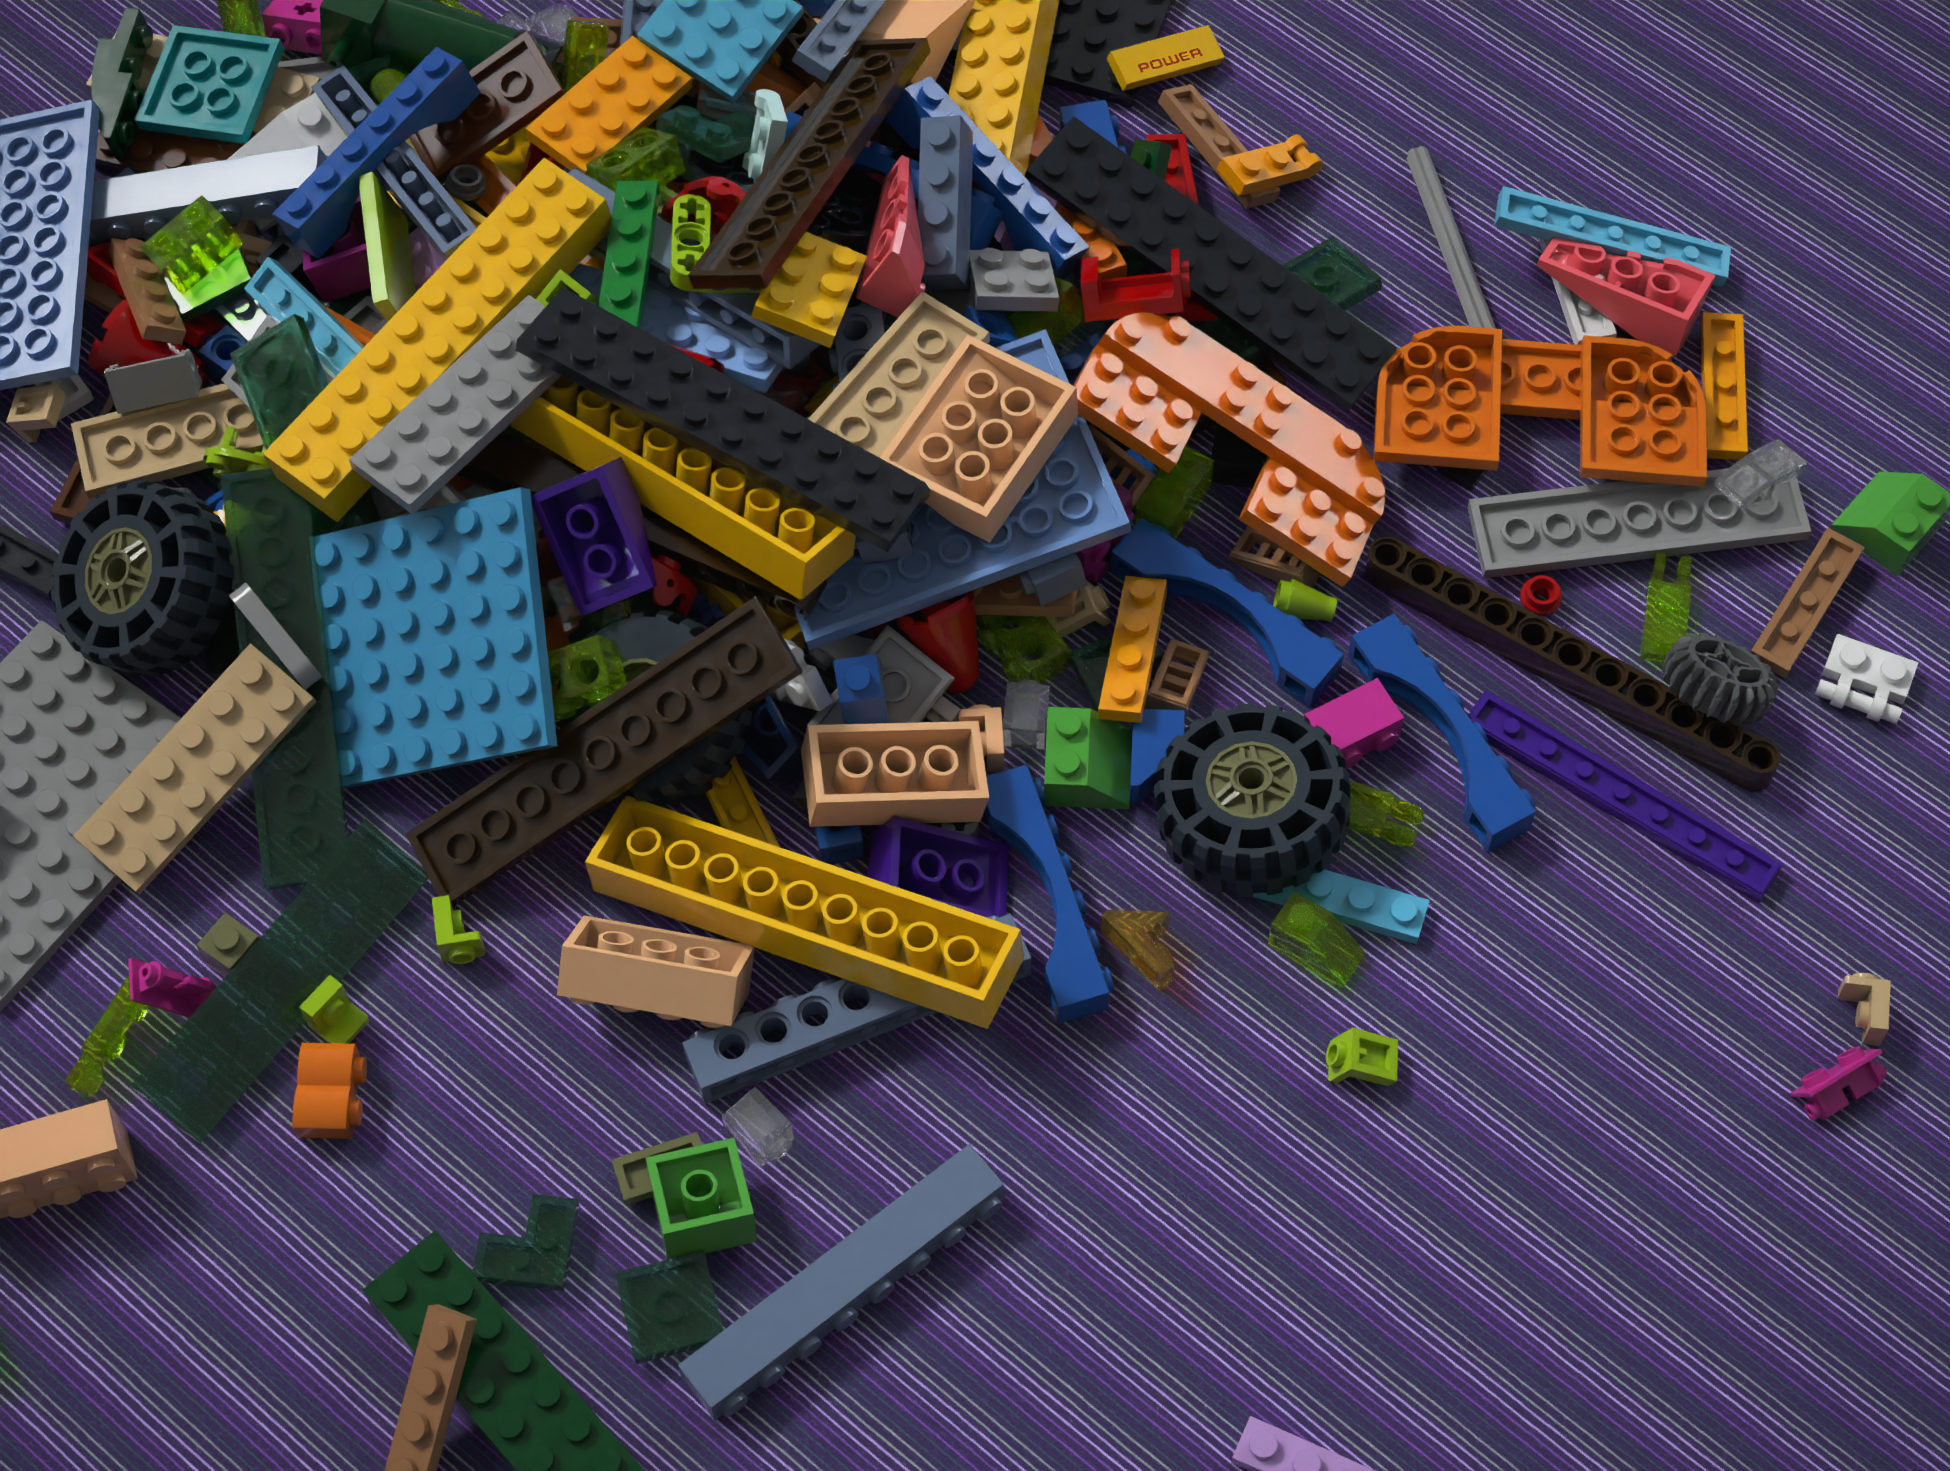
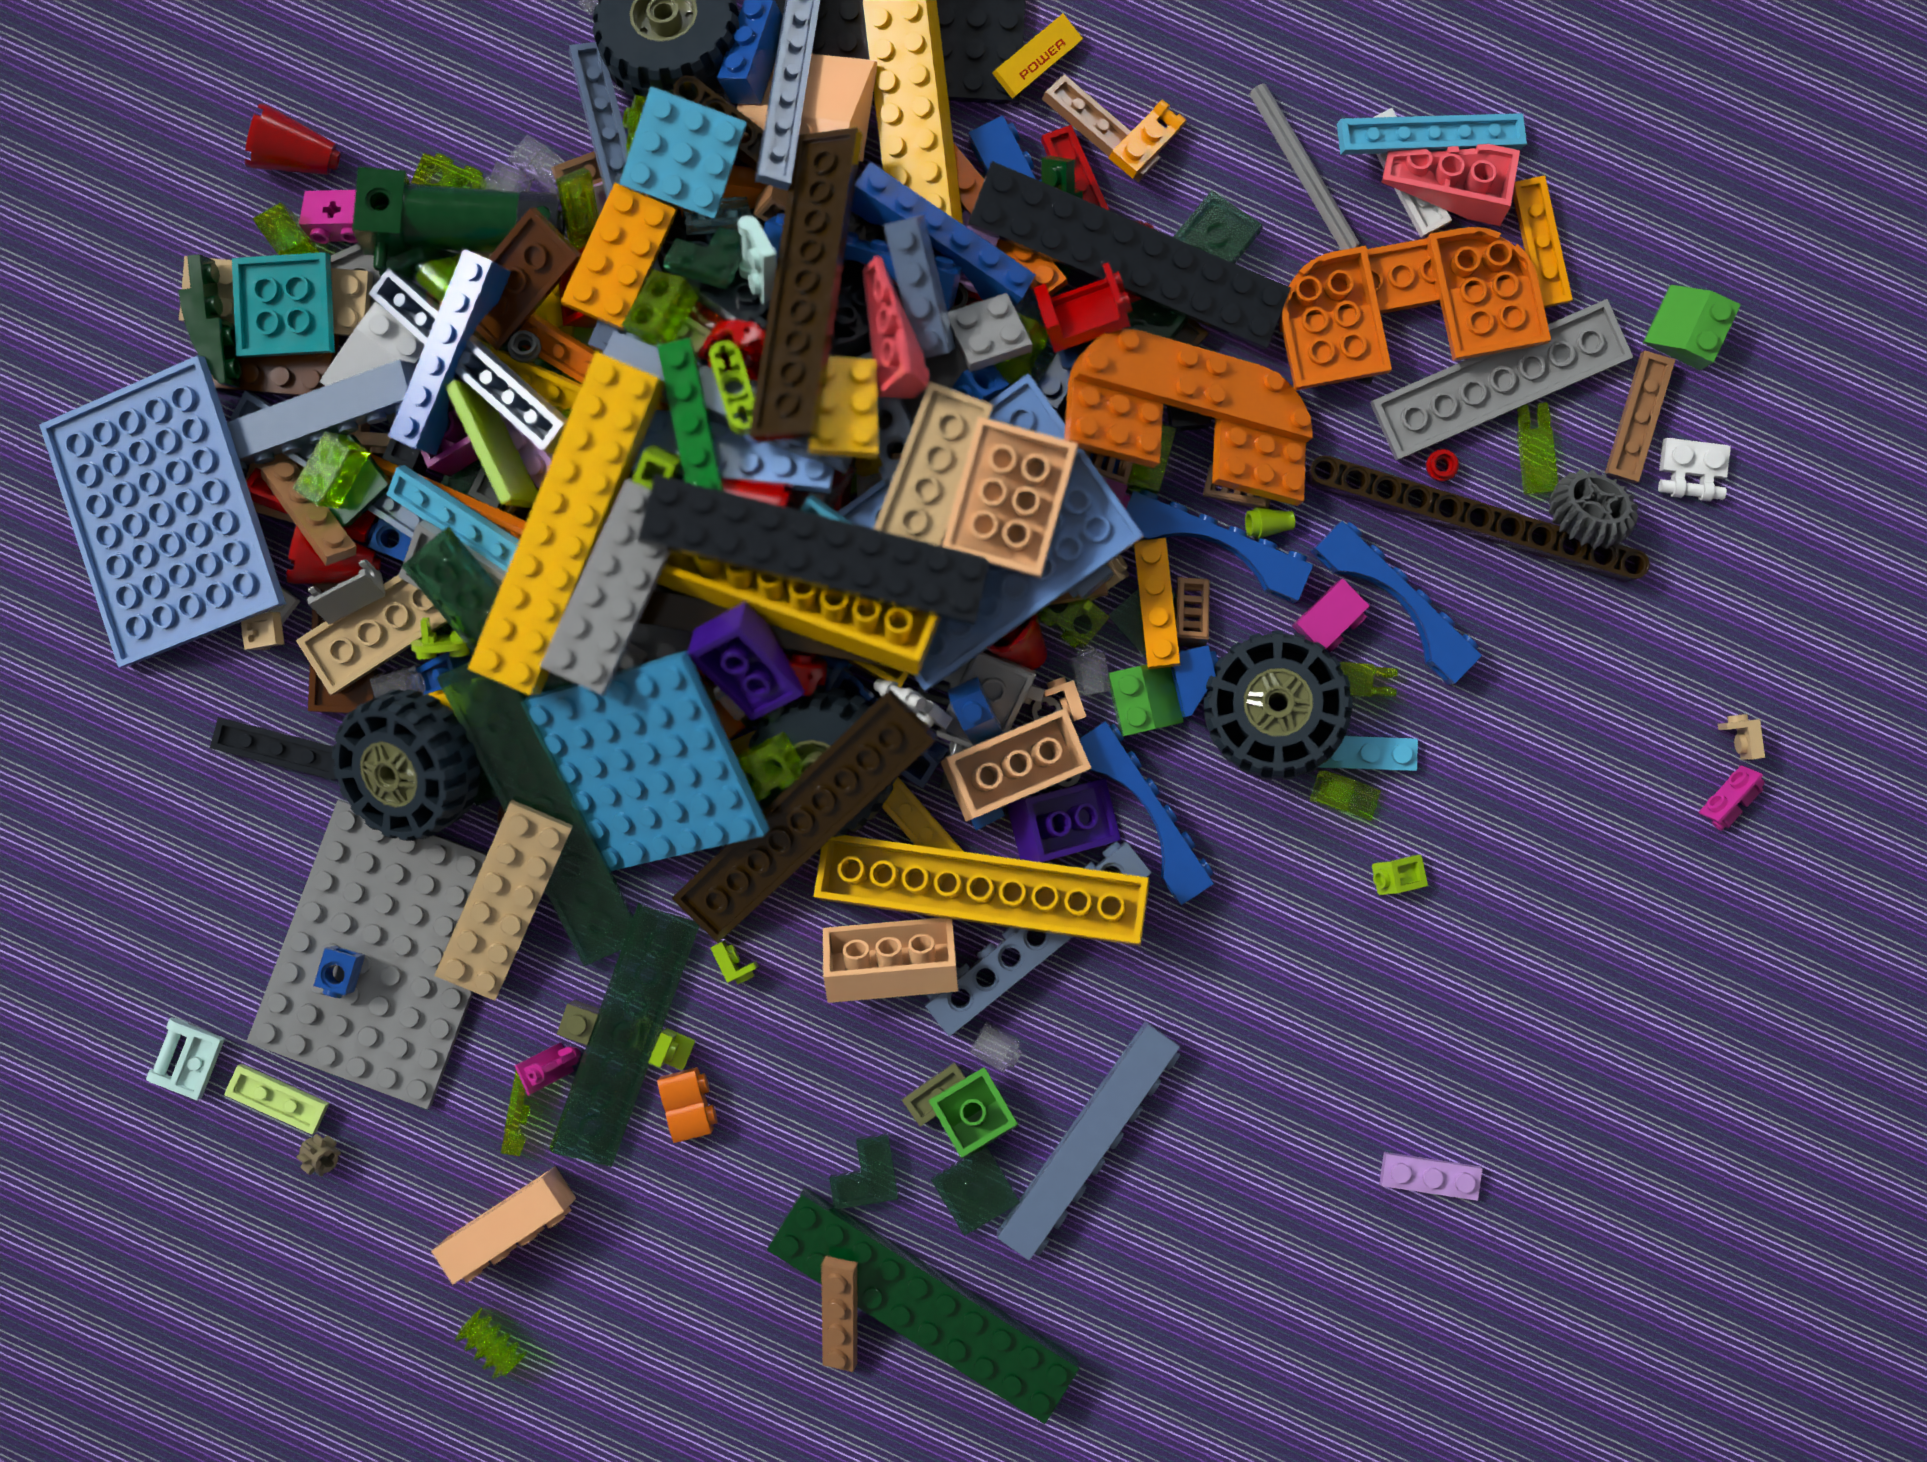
camera: 15 degrees left, 25 degrees up
(275, 636) = (526, 792): light grey beam -> none
(1134, 937) = (1216, 828): clear yellow slope -> none
(1625, 797) = (1535, 613): dark purple tile -> none
(1759, 472) = (1589, 323): clear slope -> none

